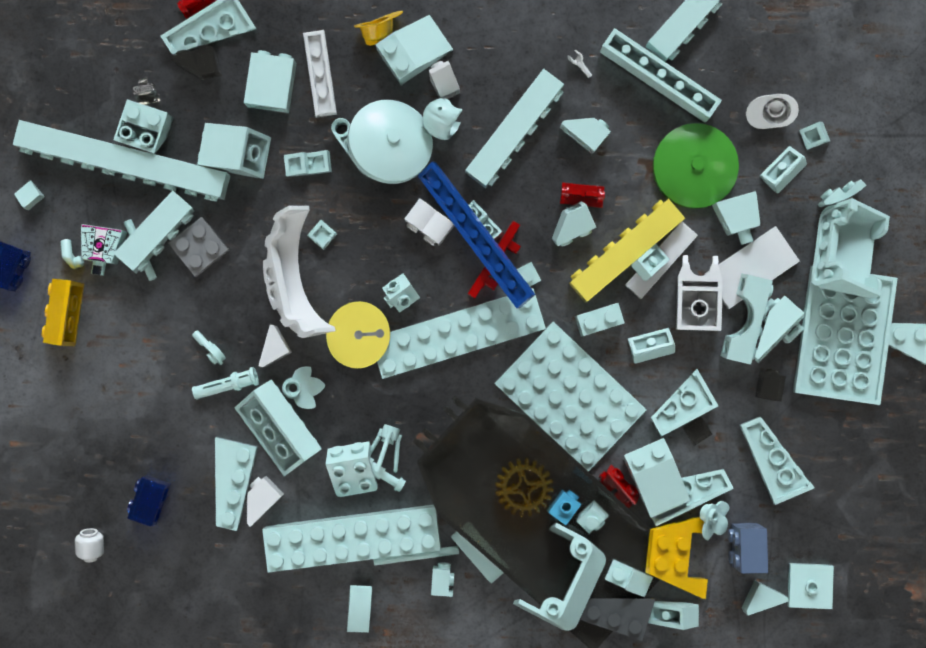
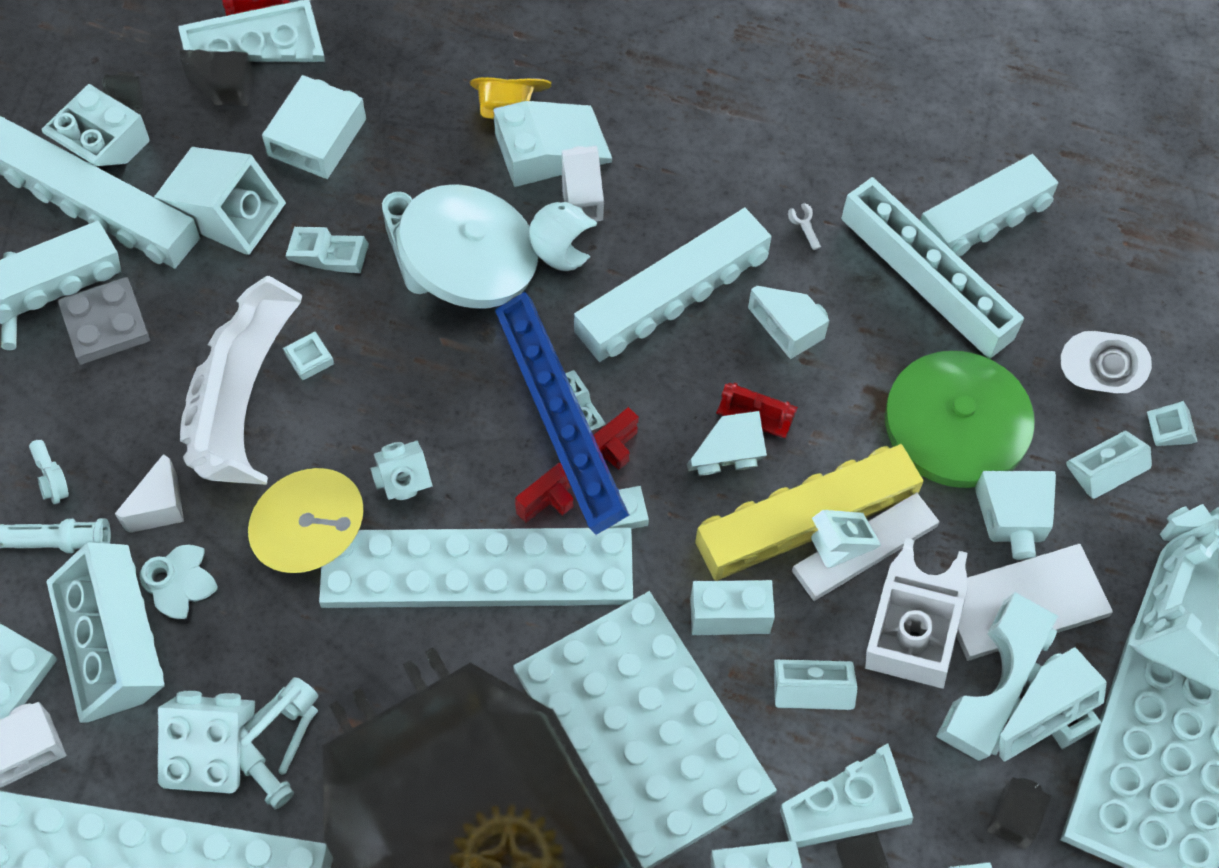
camera: 10 degrees right, 25 degrees down
(320, 73) = (395, 138): white tile -> none
(428, 222) = (489, 380): white brick -> none

